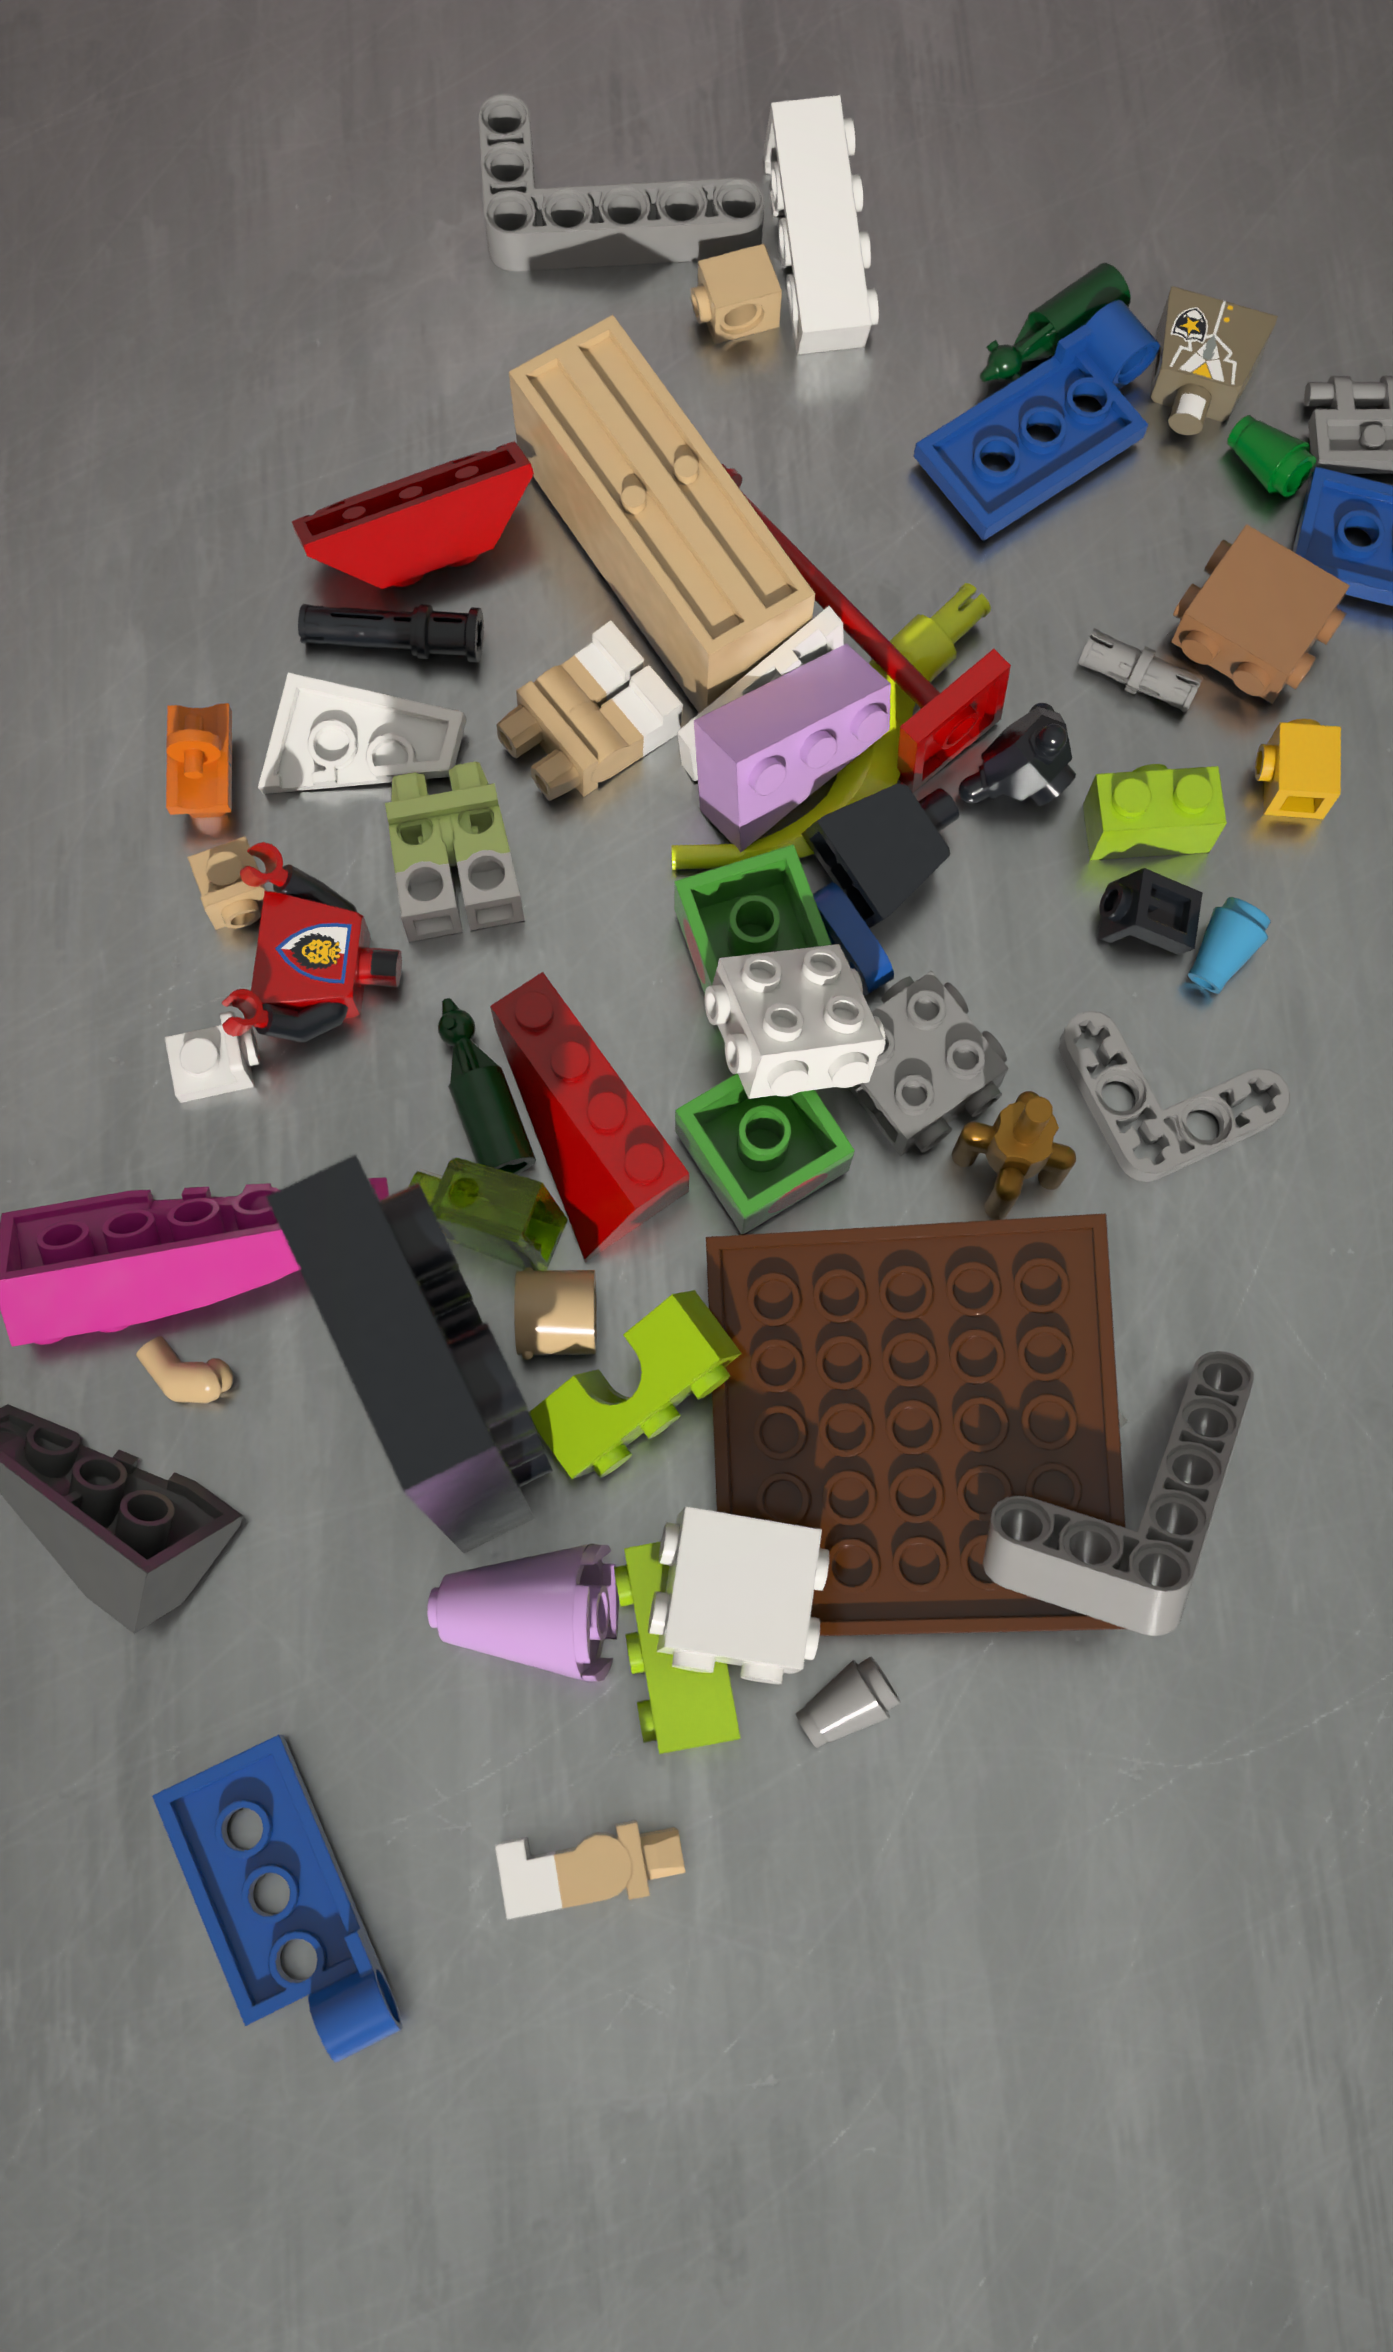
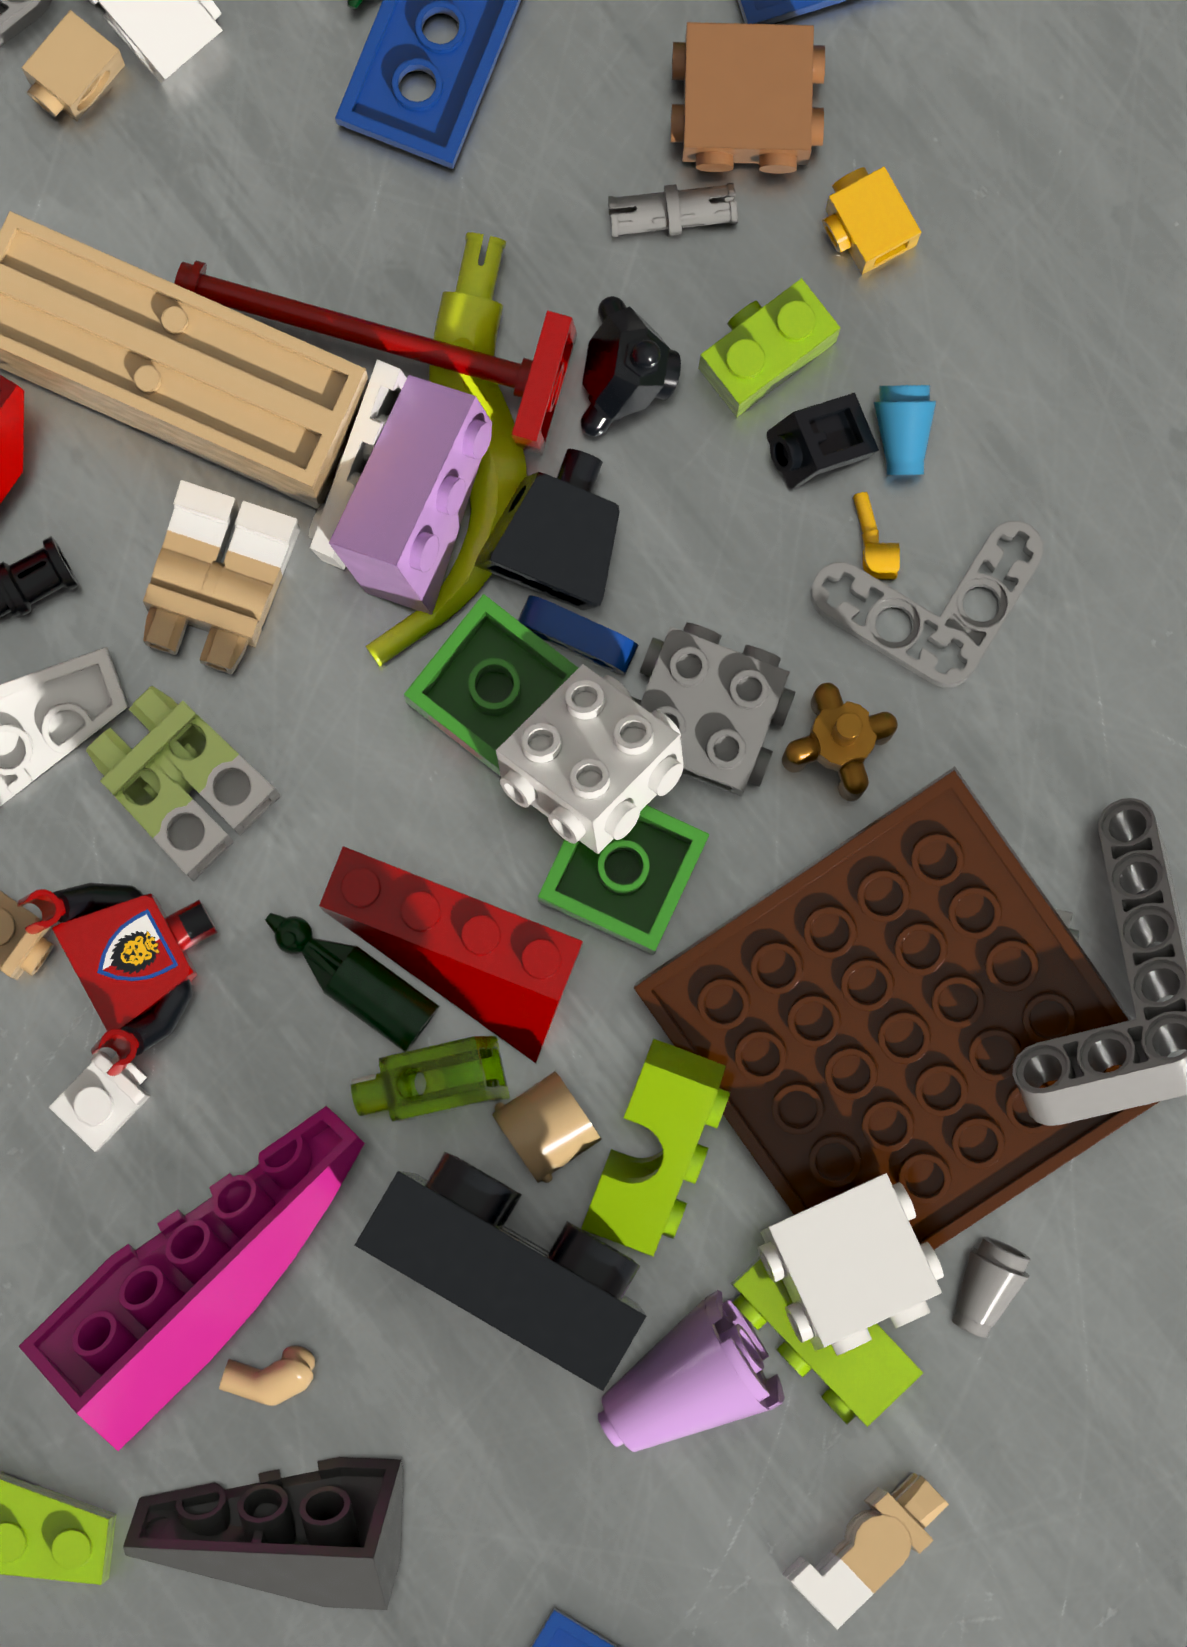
camera: 35 degrees left, 10 degrees up
(1141, 1034) = (878, 559): none -> yellow hand

